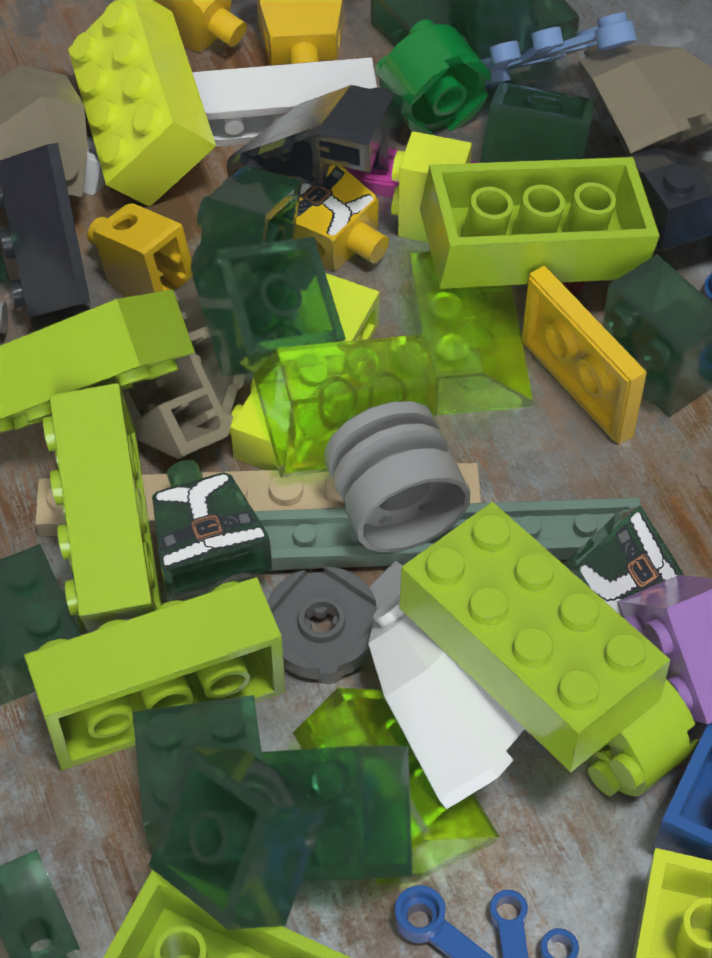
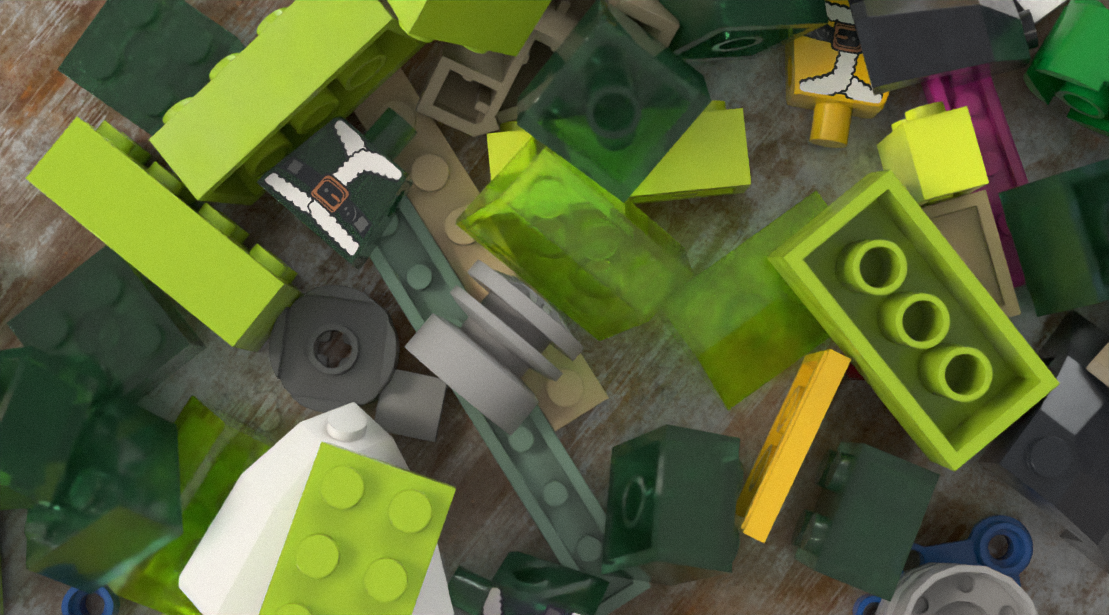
camera: 60 degrees right, 30 degrees up
(585, 435) = (672, 506): none -> clear green brick

